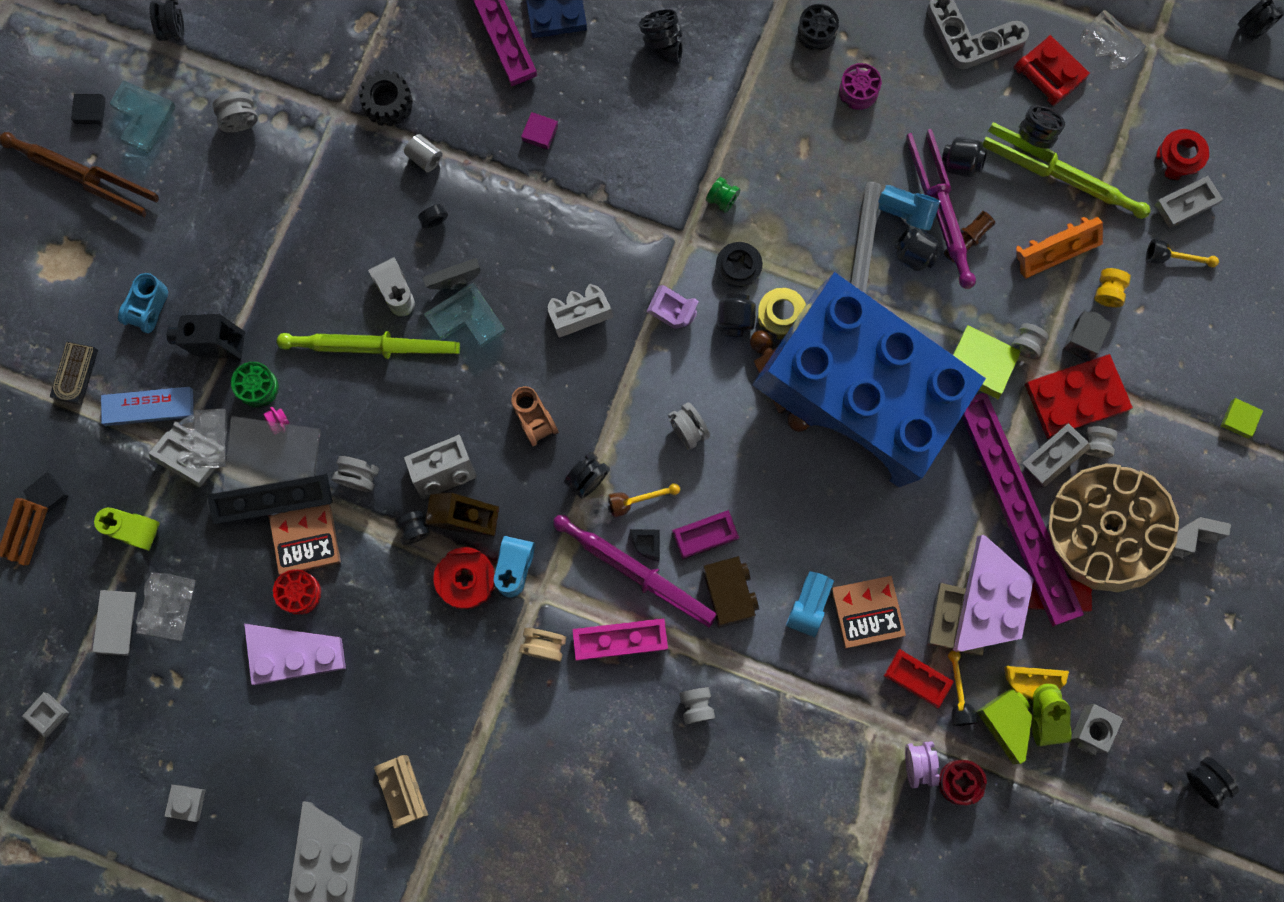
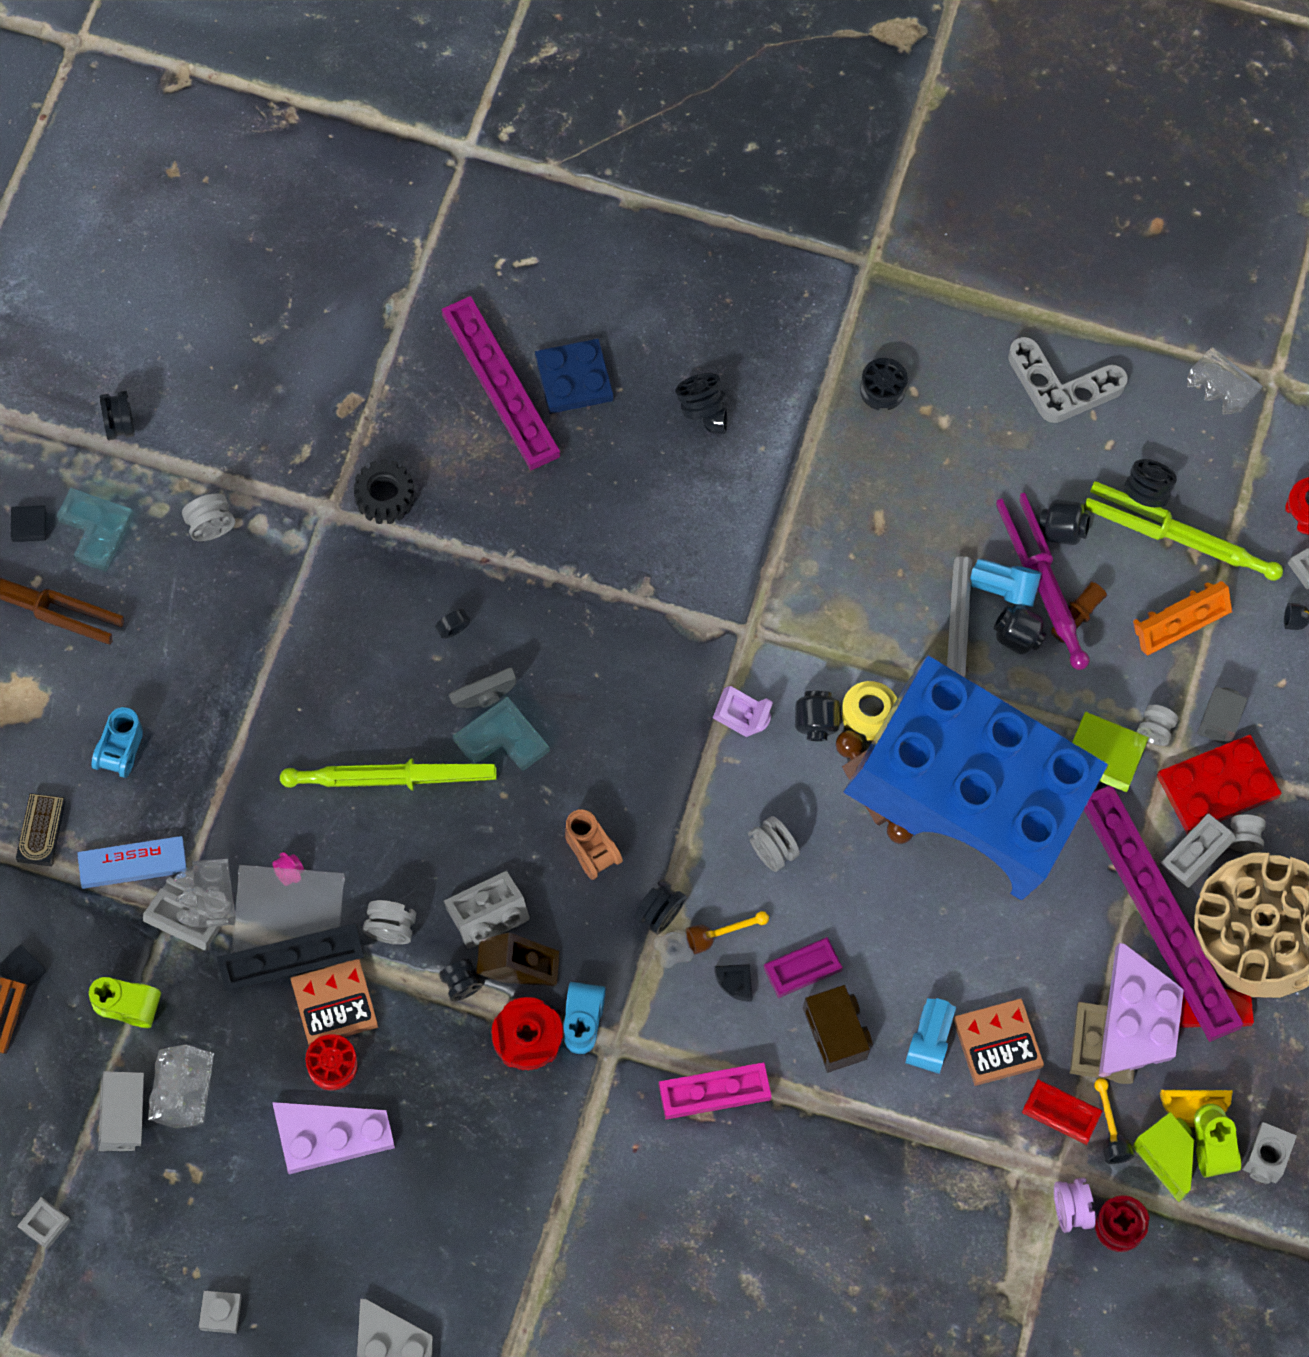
camera: 10 degrees left, 10 degrees down
(208, 336) = (200, 776): black torso -> none
(254, 384) = (259, 829): green wheel -> none
(392, 285) = (411, 704): light grey piece -> none
(401, 791) = (473, 1279): tan hinge -> none
(423, 153) = (434, 552): light grey gear -> none
(539, 130) = (568, 519): magenta tile -> none
(542, 648) = (626, 1100): tan wheel -> none
(579, 311) = (634, 722): light grey plate -> none
(648, 579) = (743, 1021): magenta piece -> none
(697, 707) = (810, 1158): light grey wheel -> none
(723, 194) = (789, 580): green wheel -> none
(734, 252) = (807, 646): black gear -> none
(860, 87) = (938, 449): magenta wheel -> none
(1056, 65) = (1162, 412): red plate -> none
(1112, 287) = (1246, 660): yellow wheel -> none

